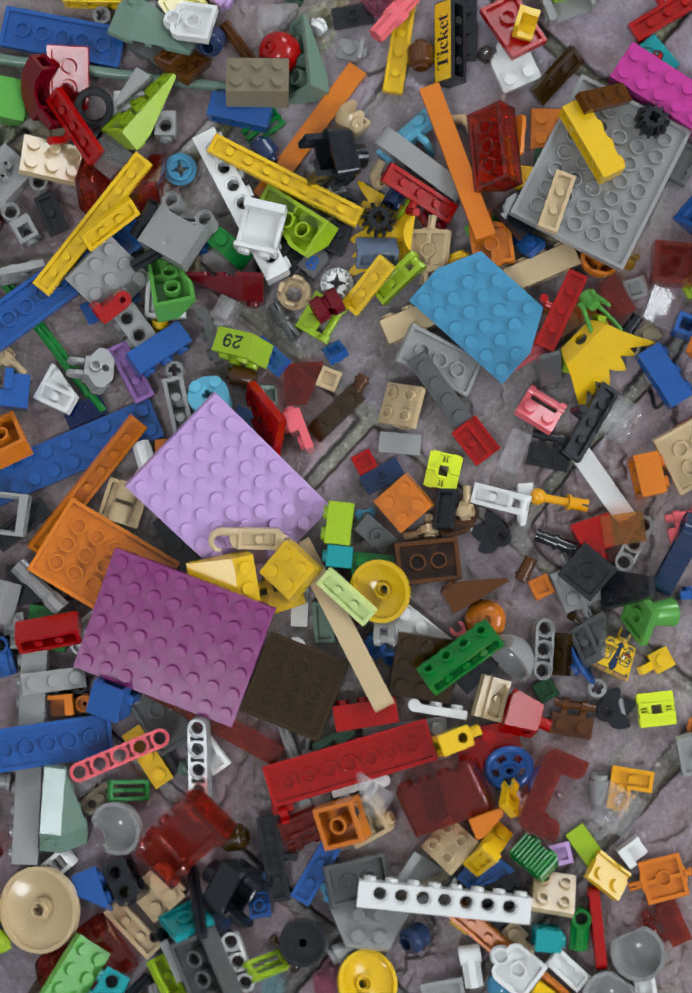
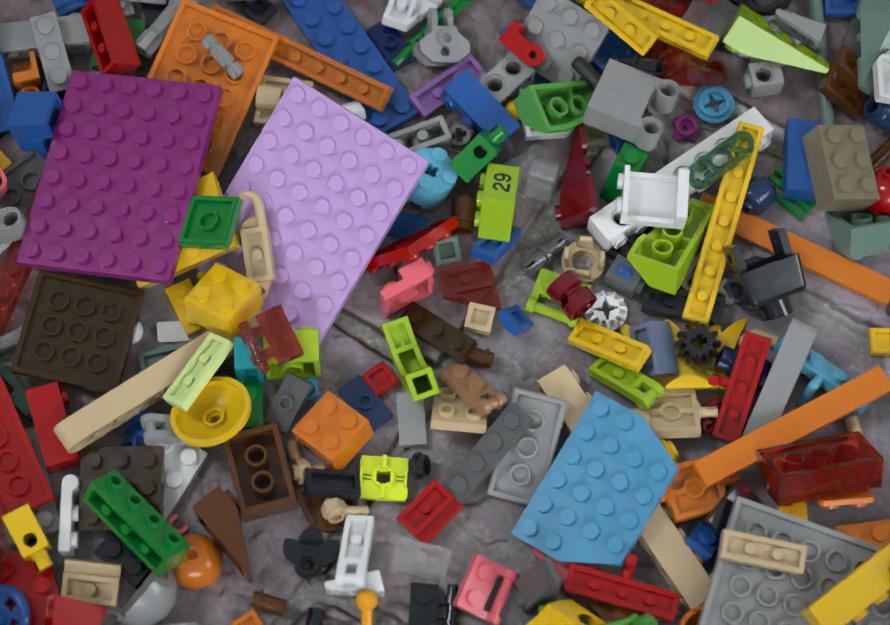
camera: 75 degrees right, 15 degrees down
(83, 544) = (222, 56): none -> light grey axle
(195, 189) = (685, 121): none -> magenta plate
(199, 356) = (473, 157): none -> green torso
(232, 570) = (210, 222): none -> green tile
(236, 154) = (740, 153): none -> clear green beam
(332, 530) = (279, 336): none -> clear red plate
(350, 118) = (821, 291): tan cap -> none
(359, 437) = (408, 361): none -> lime arch
(388, 392) = (473, 389): none -> medium nougat plate
(438, 442) = (419, 466): none -> black plate

